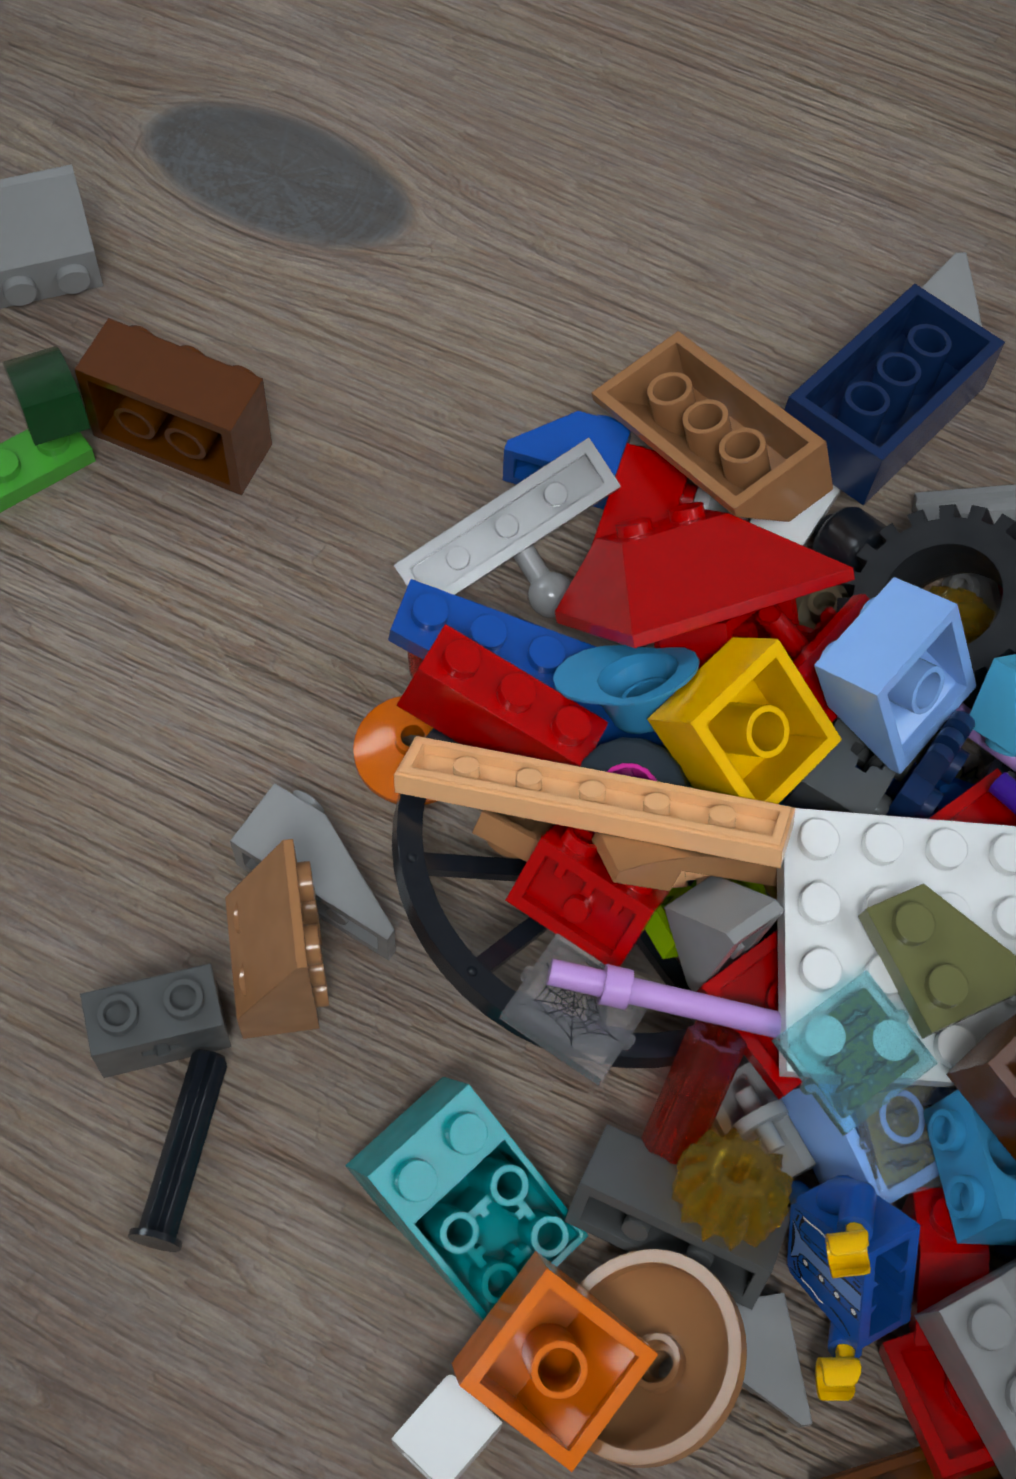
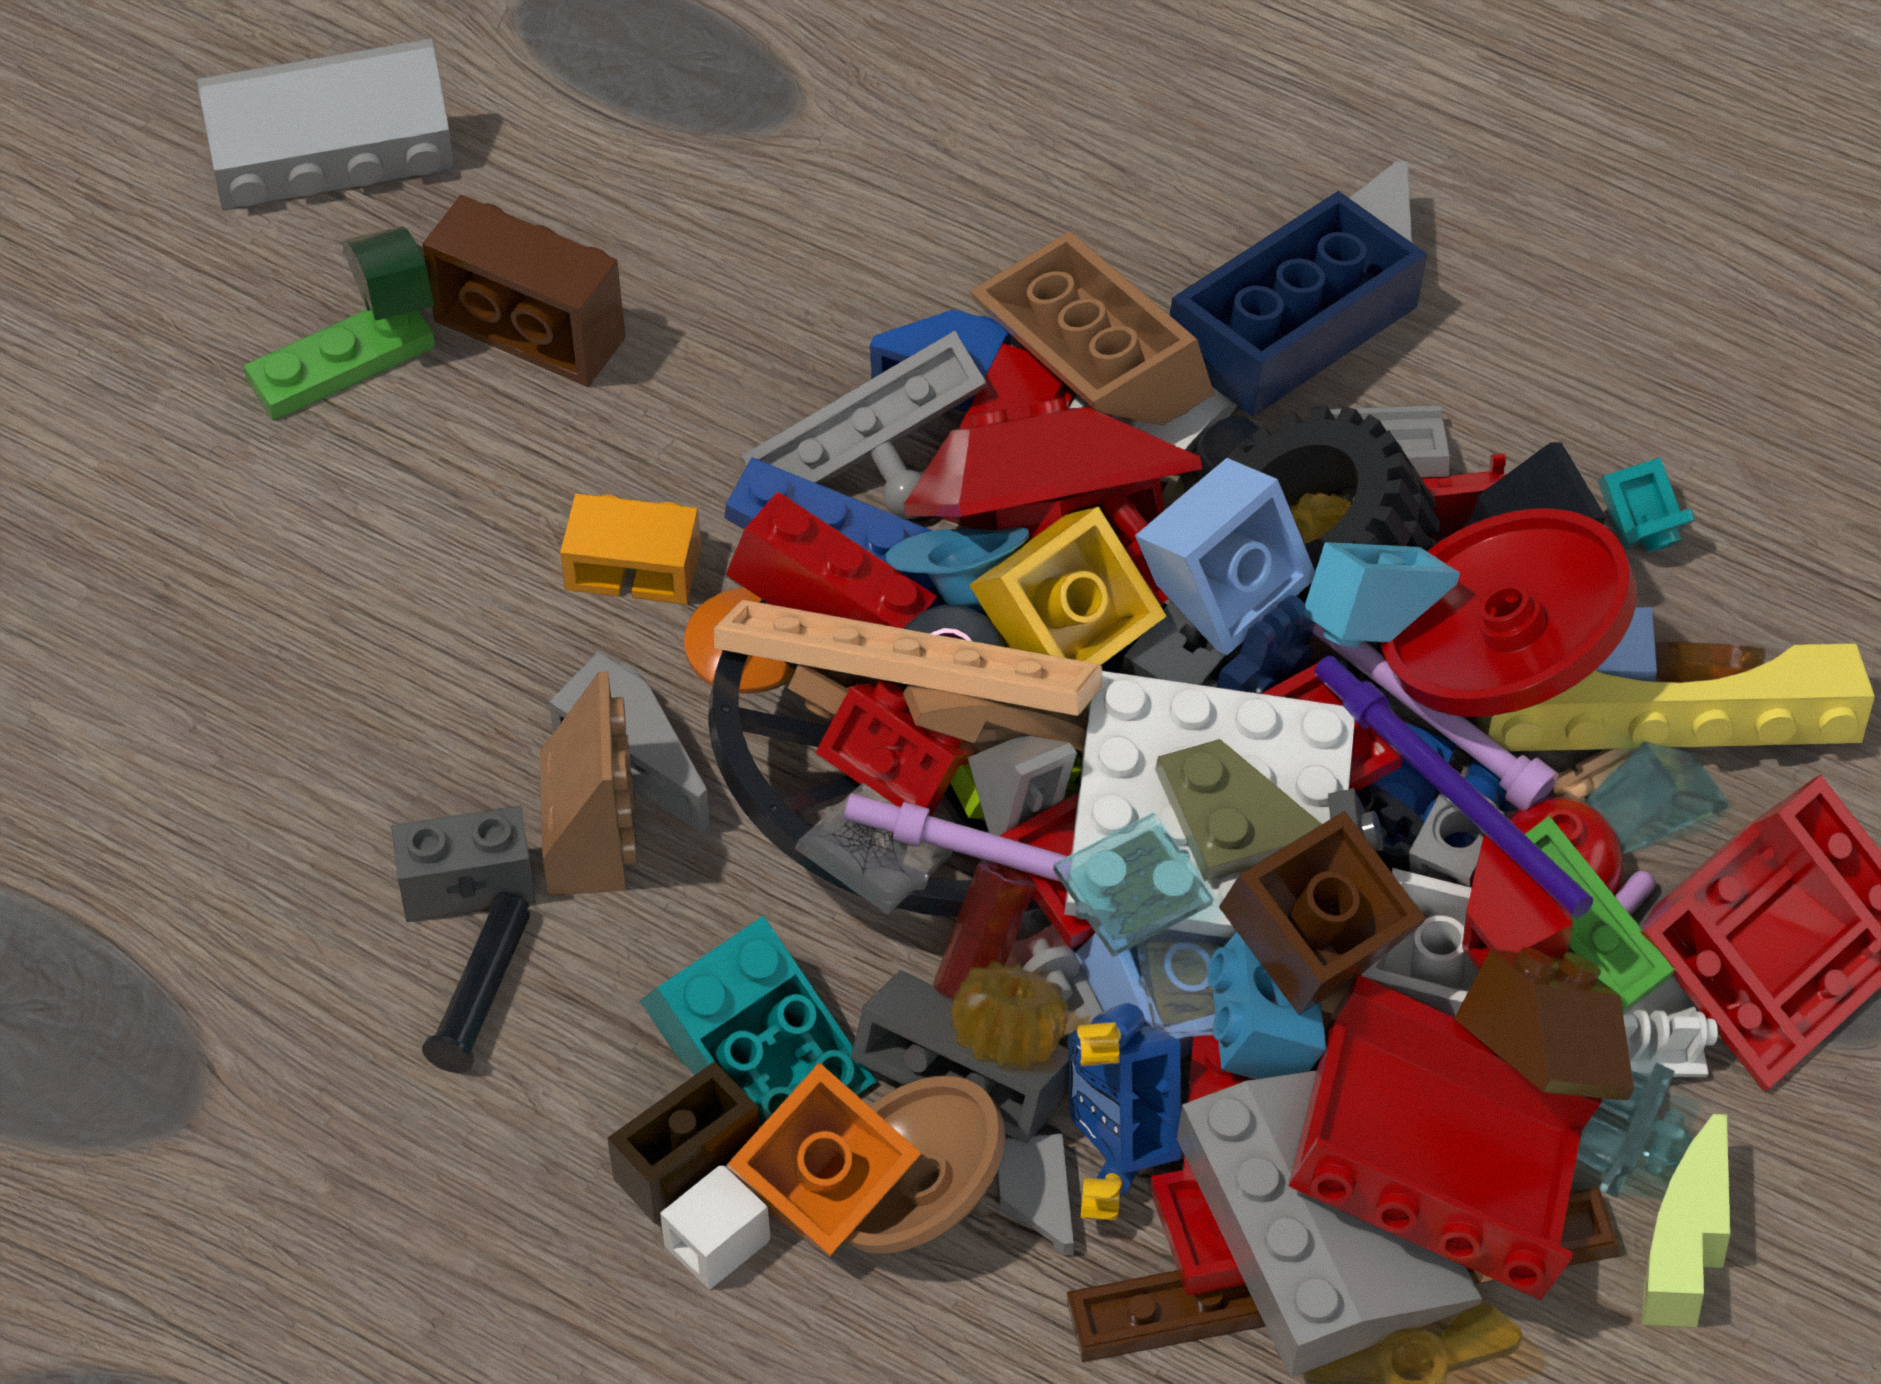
camera: 10 degrees right, 10 degrees down
(301, 654) = (618, 534): none -> light orange piece
(407, 1341) = (682, 1139): none -> dark brown brick

